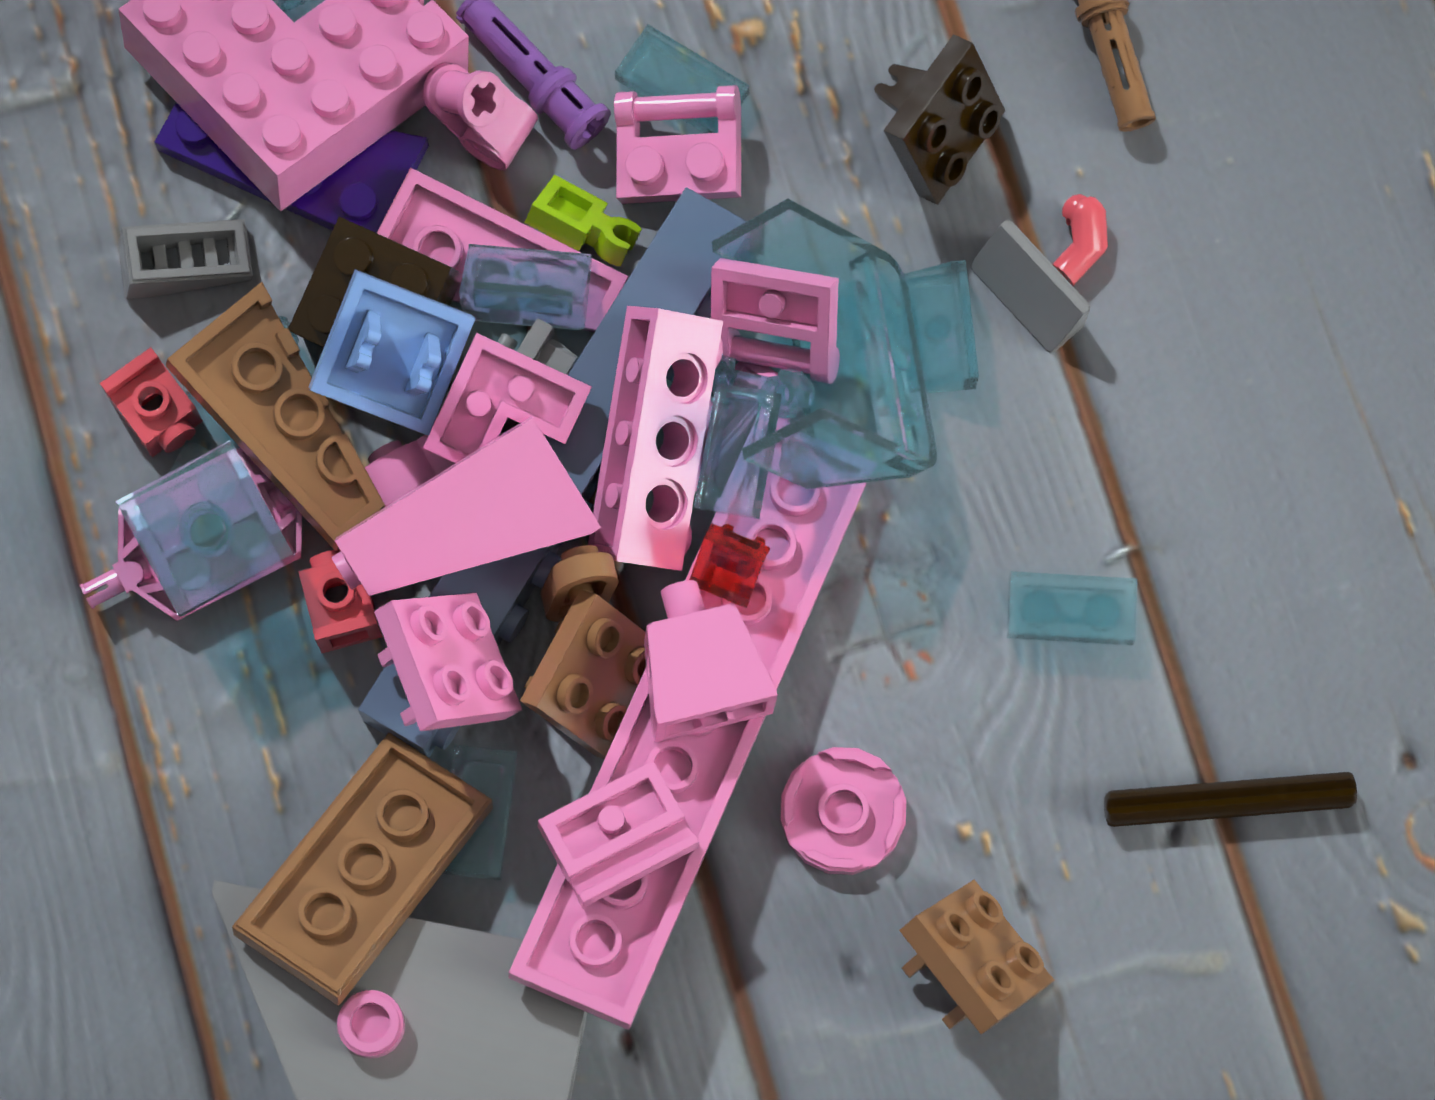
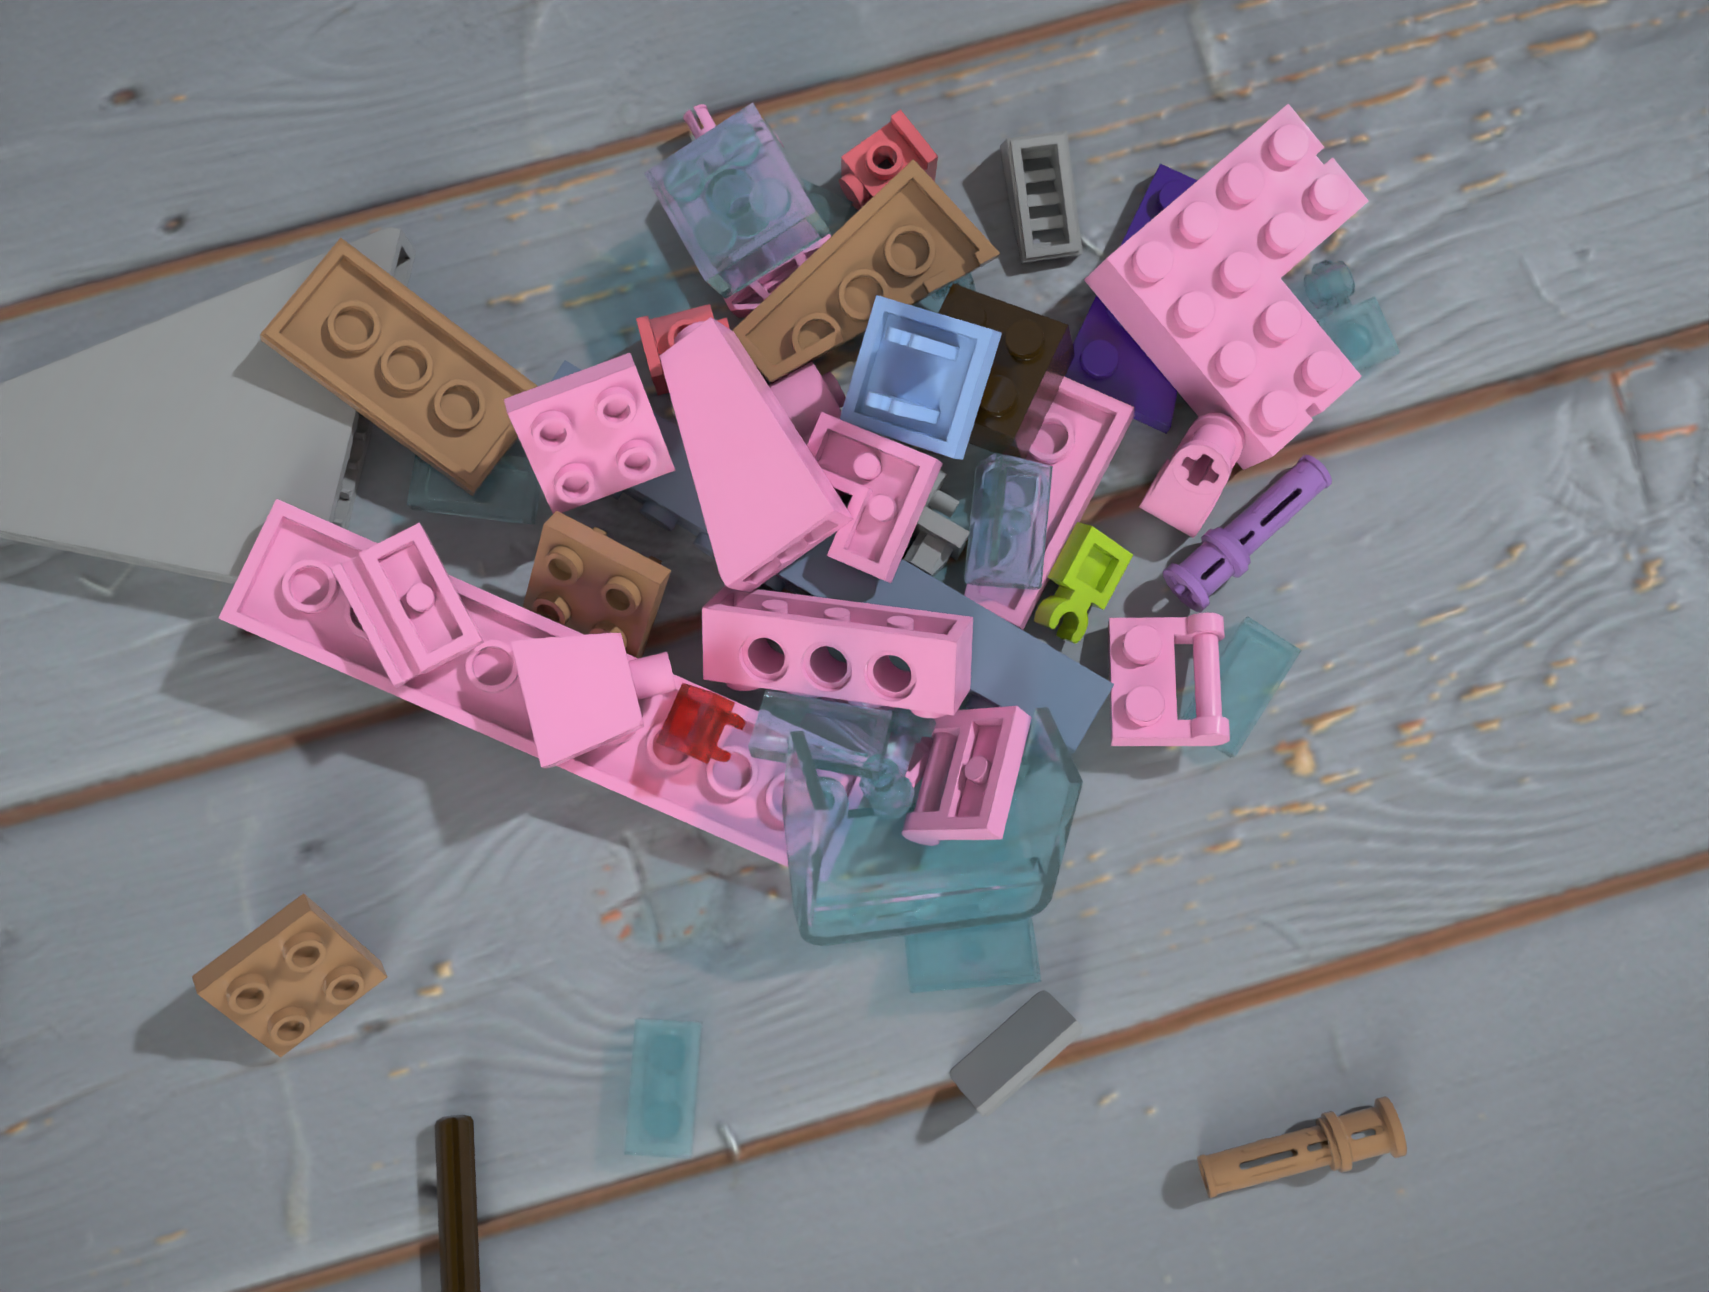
camera: 90 degrees right, 5 degrees up
(371, 1024) = (248, 374): bright pink tile -> none
(578, 569) = (689, 574): medium nougat plate -> none
(843, 811) = (464, 844): bright pink tile -> none
(940, 116) = (1200, 957): dark brown plate -> none
(1089, 236) = (1073, 1118): coral arm -> none

